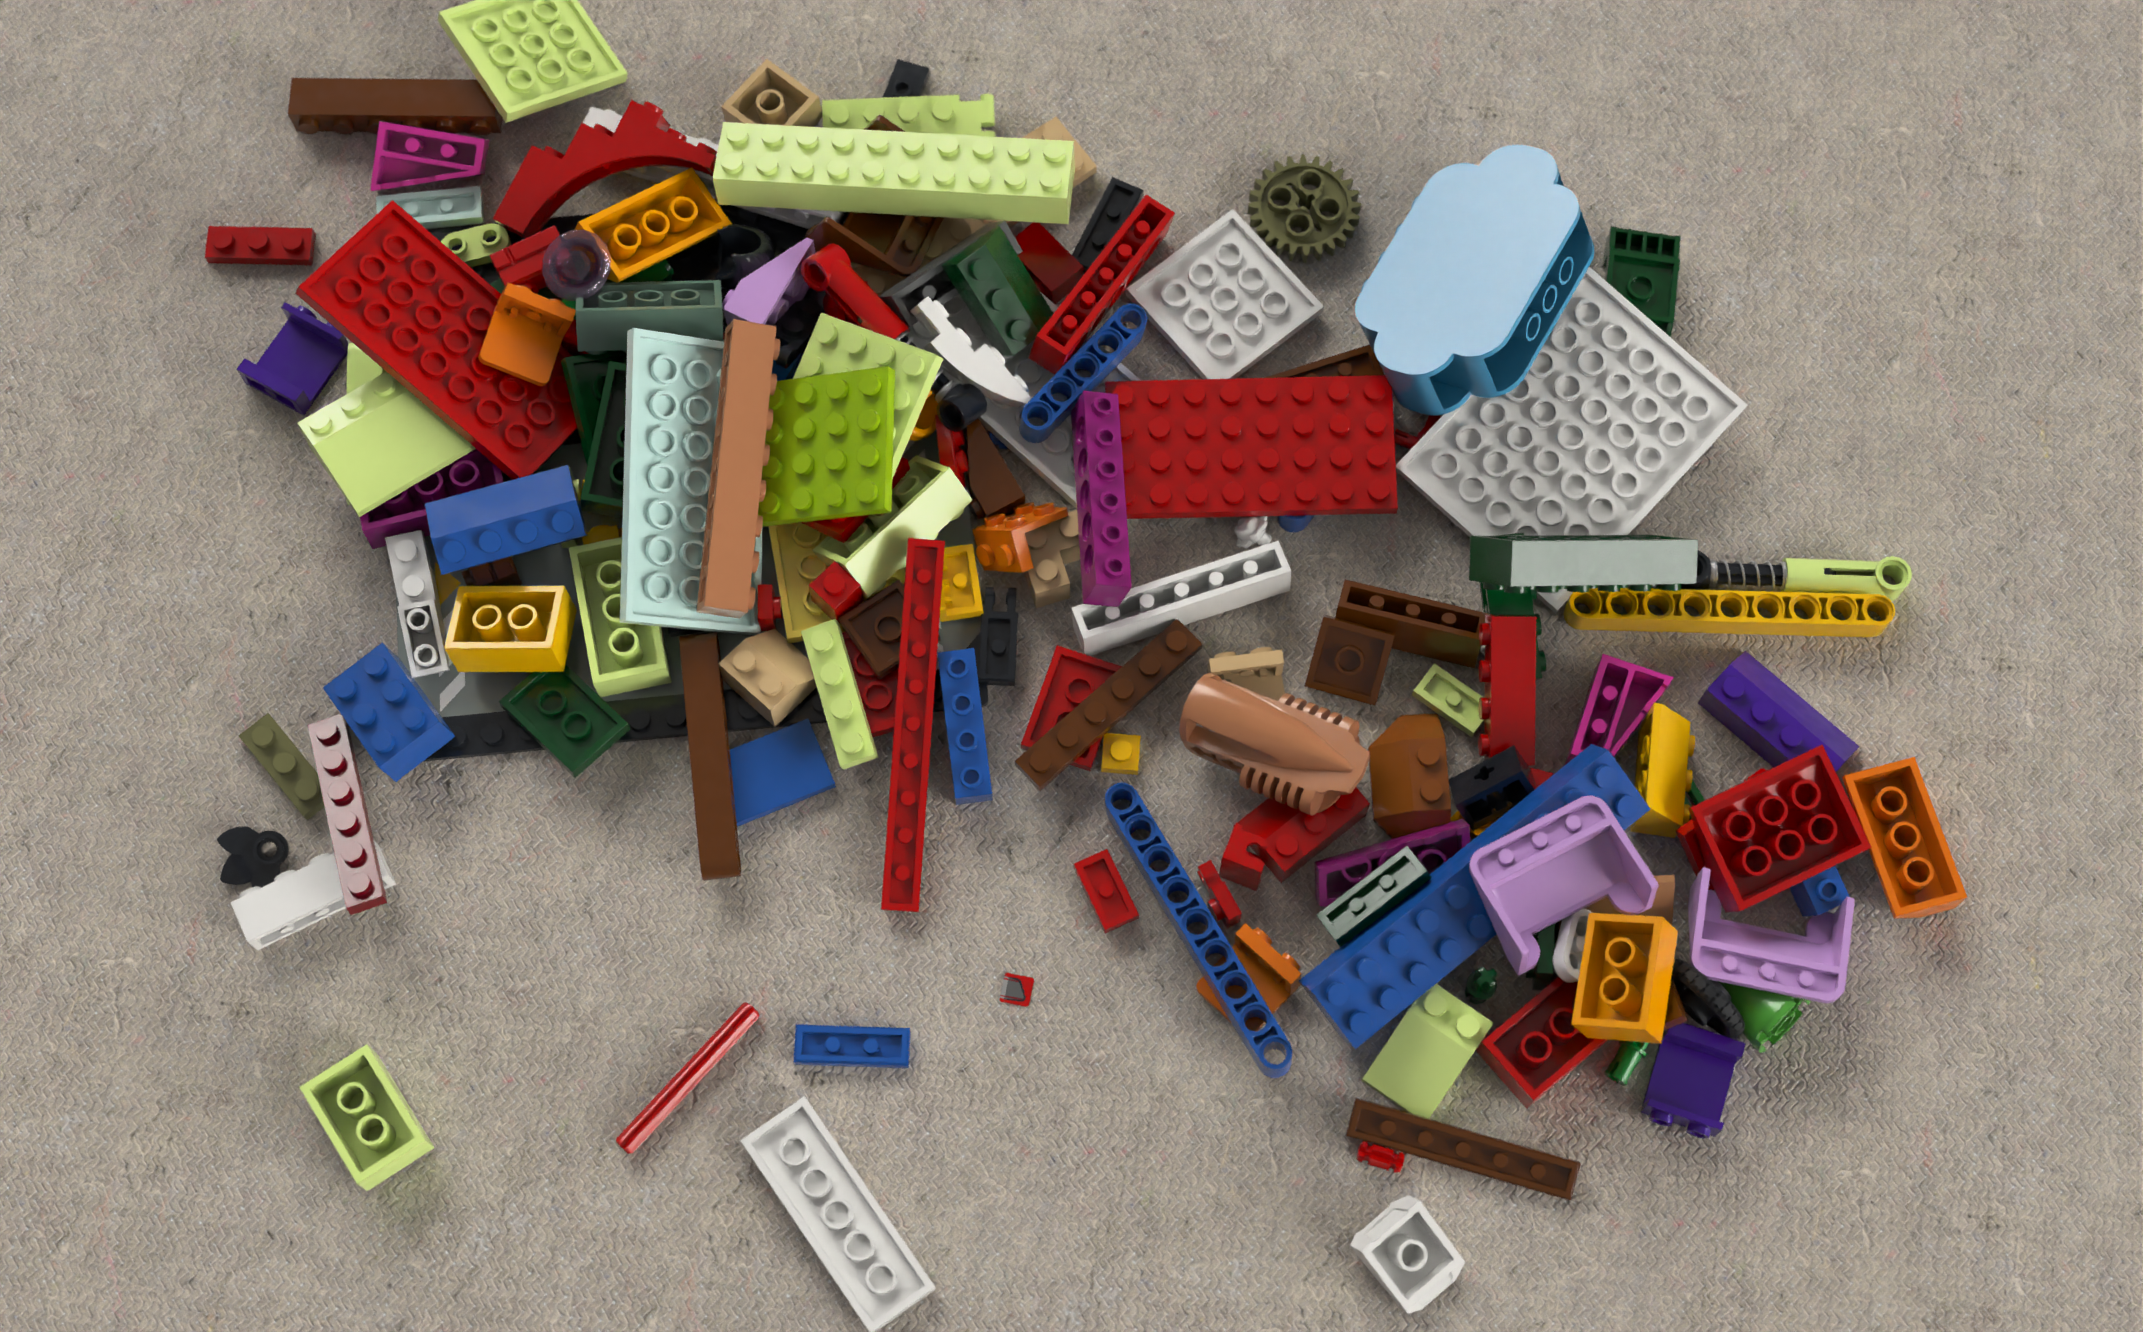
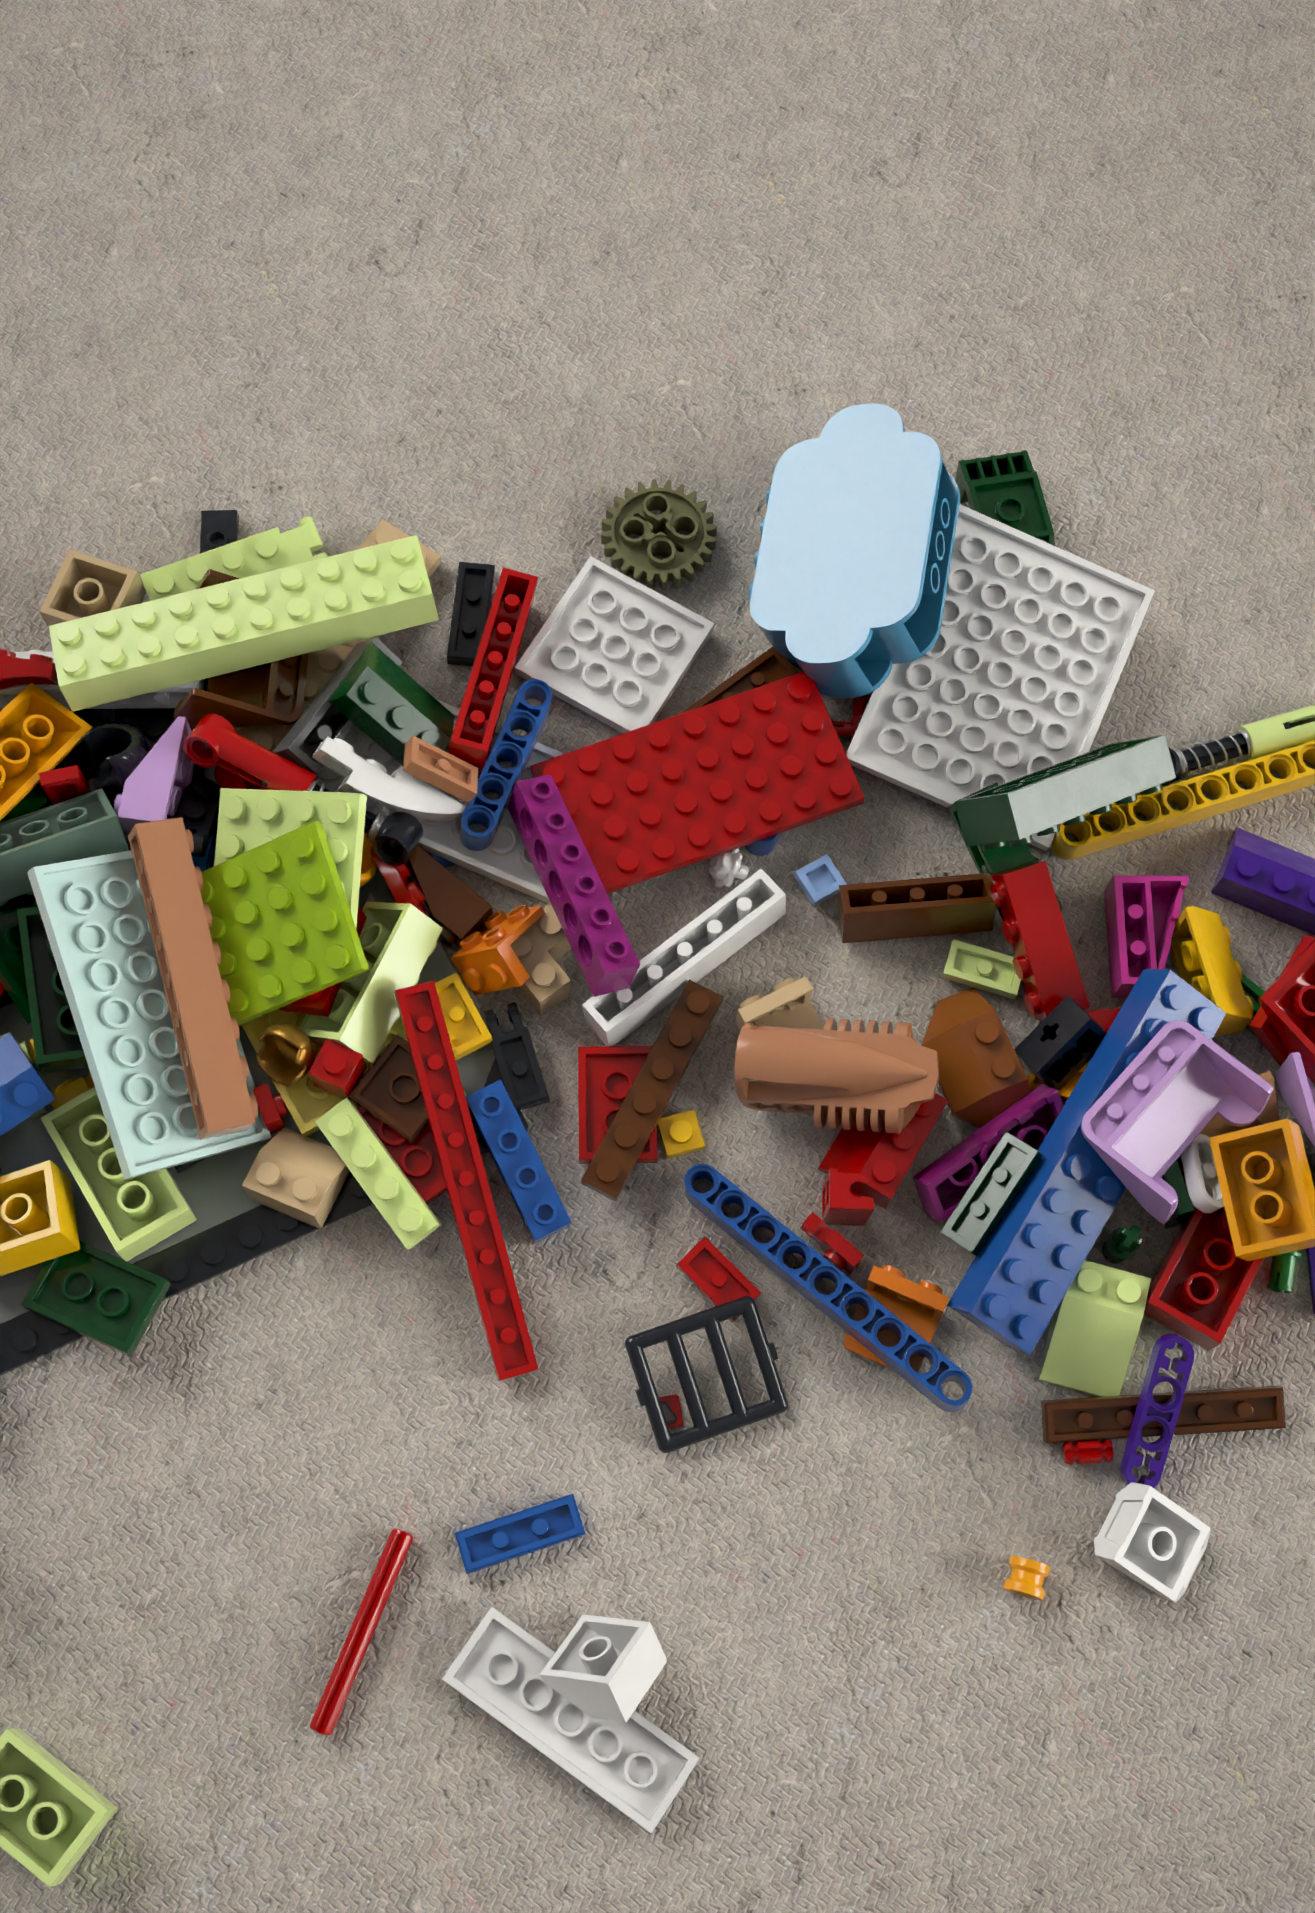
camera: 25 degrees left, 0 degrees up
(688, 265) = (64, 784): none -> red tile
(710, 757) = (266, 1285): reddish brown beam -> none
(778, 771) = (332, 1278): blue tile -> none
(796, 563) = (285, 1054): none -> pearl gold hair
(883, 1179) = (606, 1666): none -> white slope
(1019, 357) = (440, 769): none -> nougat plate
(1048, 262) = (430, 664): red brick -> none
(1082, 1014) = (740, 1415): none -> black bar
(1281, 1243) = (1026, 1578): none -> light orange wheel
(1332, 570) = (819, 880): none -> light blue plate
(1349, 660) = (871, 963): reddish brown plate -> none
(1457, 1144) = (1164, 1413): none -> dark purple beam

